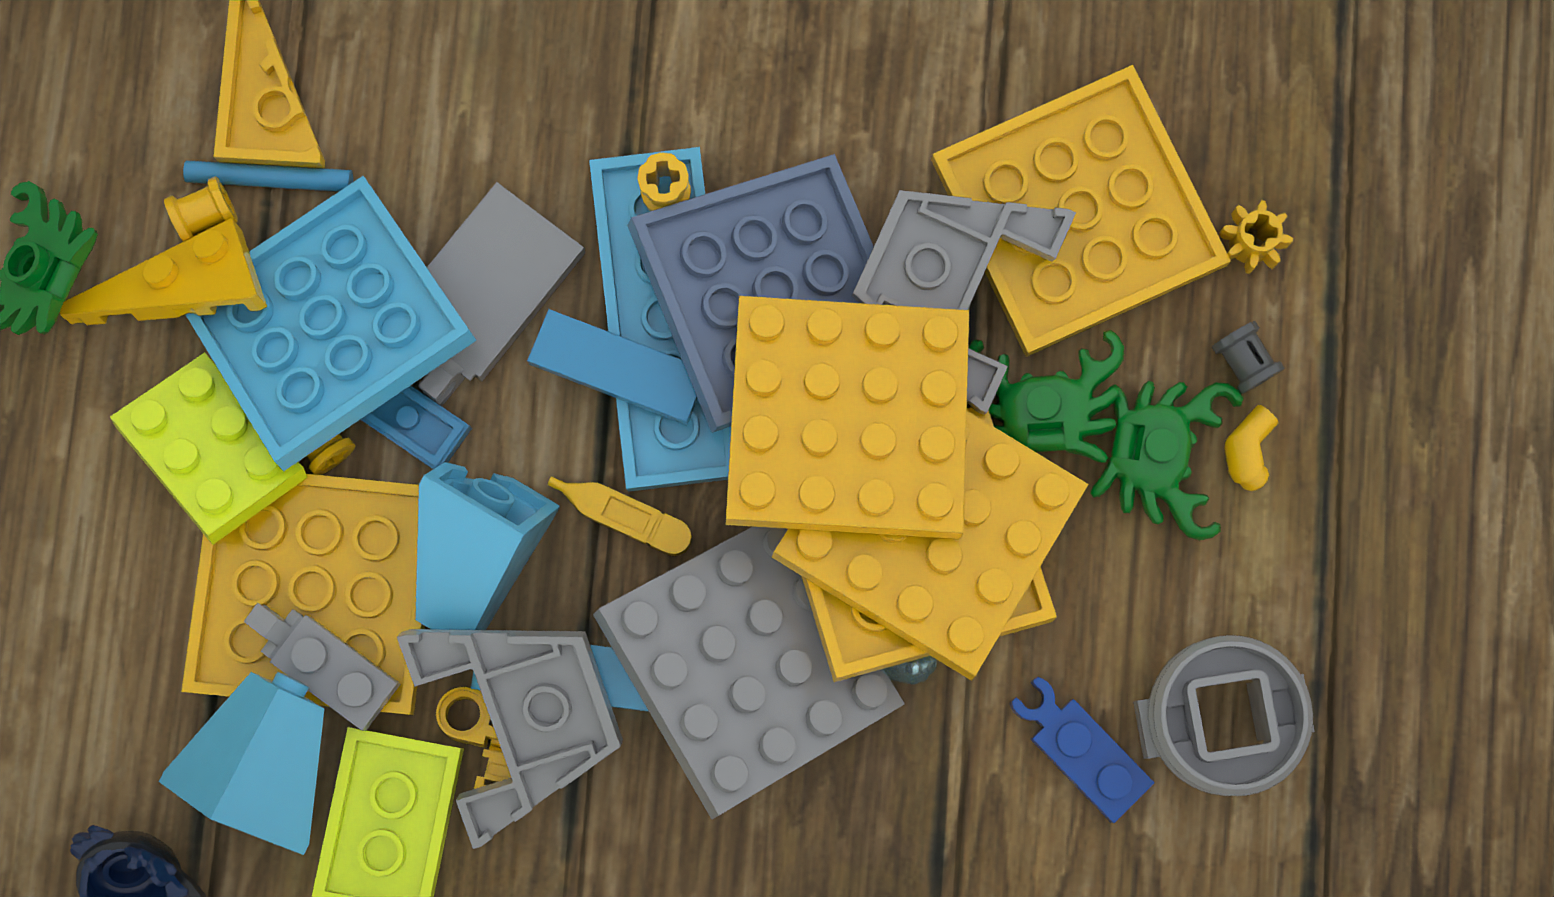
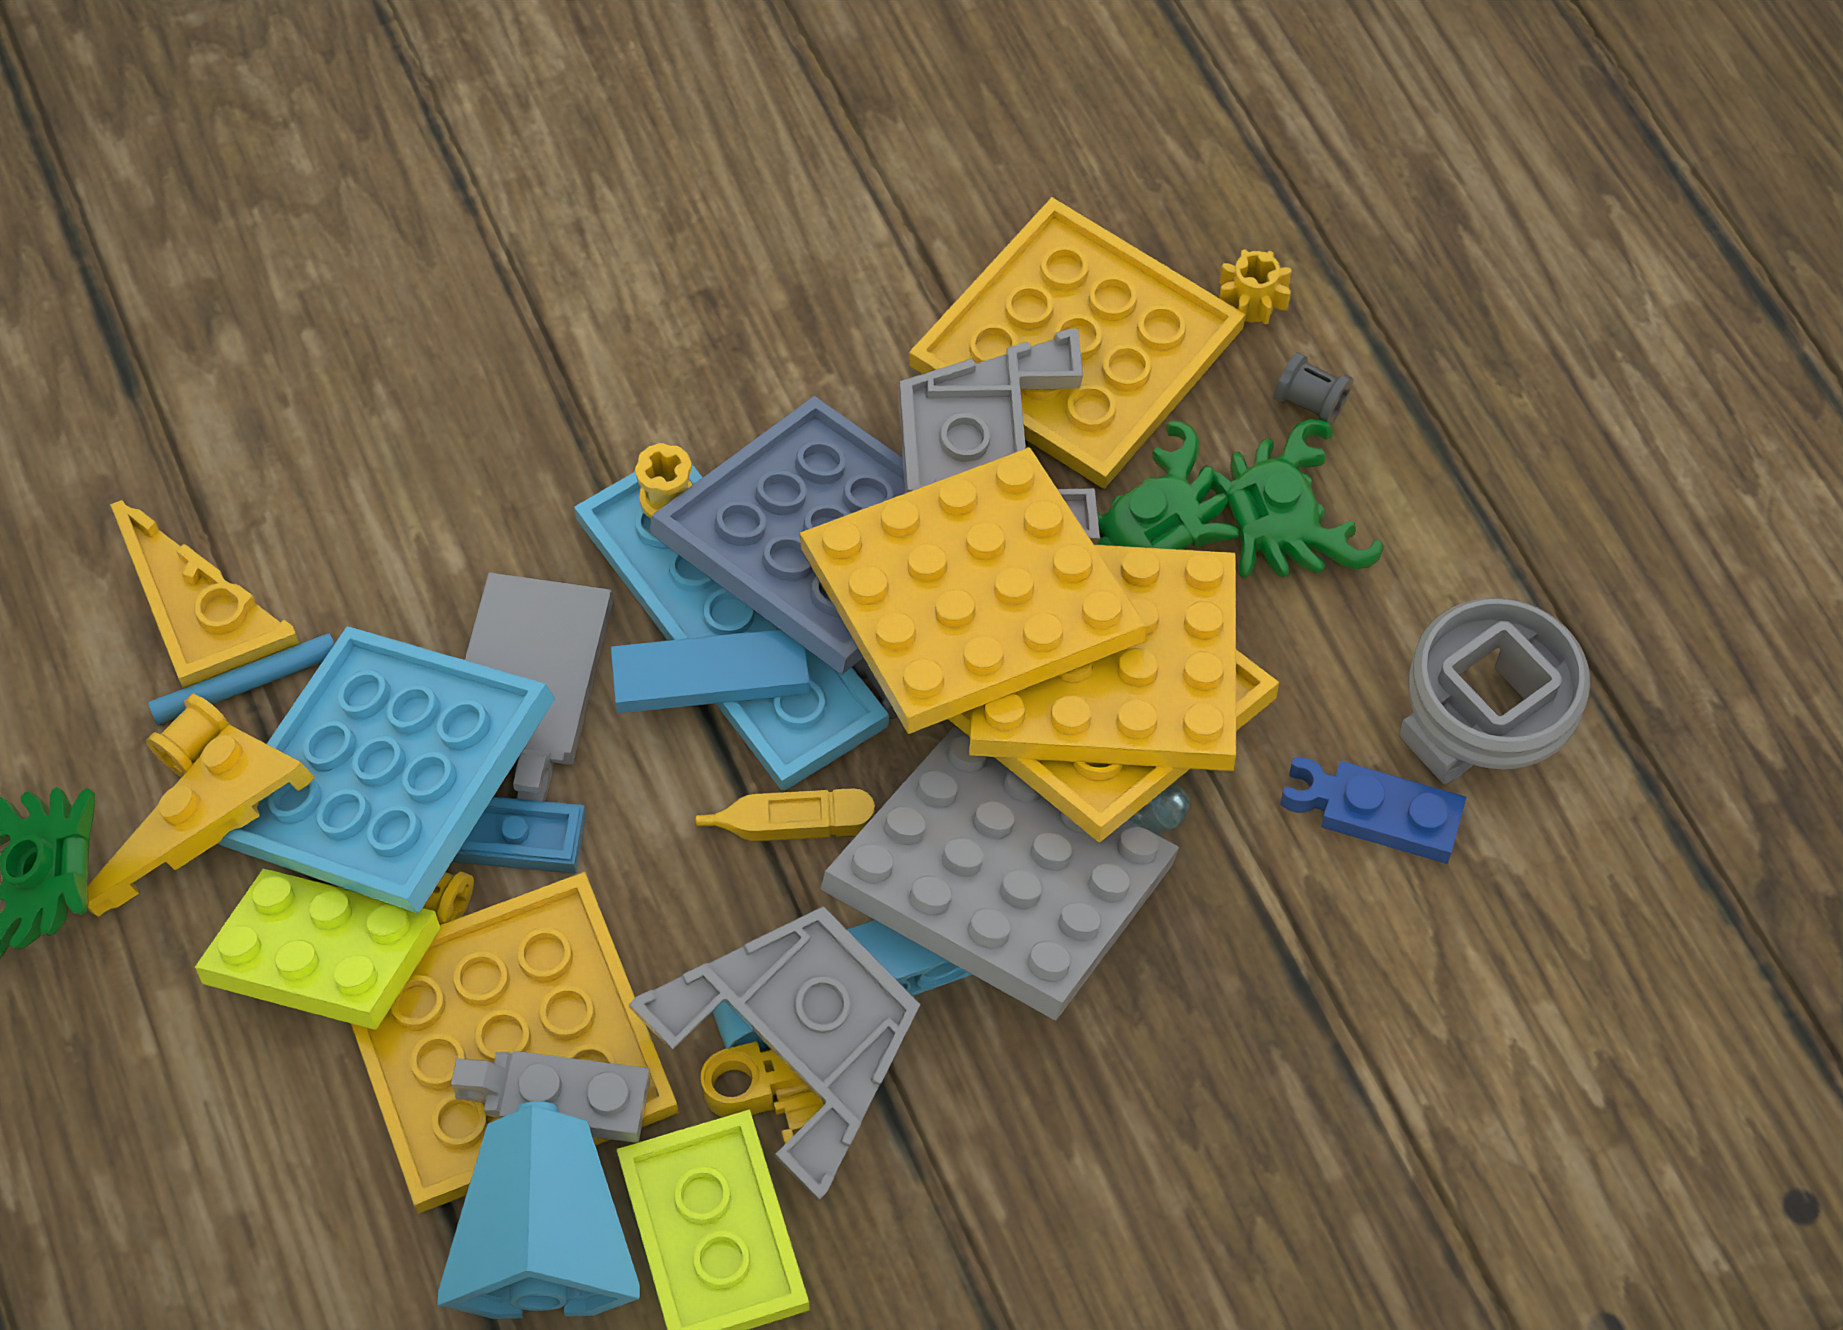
camera: 30 degrees left, 20 degrees down
(473, 544) = (653, 902): medium azure slope -> none
(1244, 450) = (1362, 471): yellow arm -> none

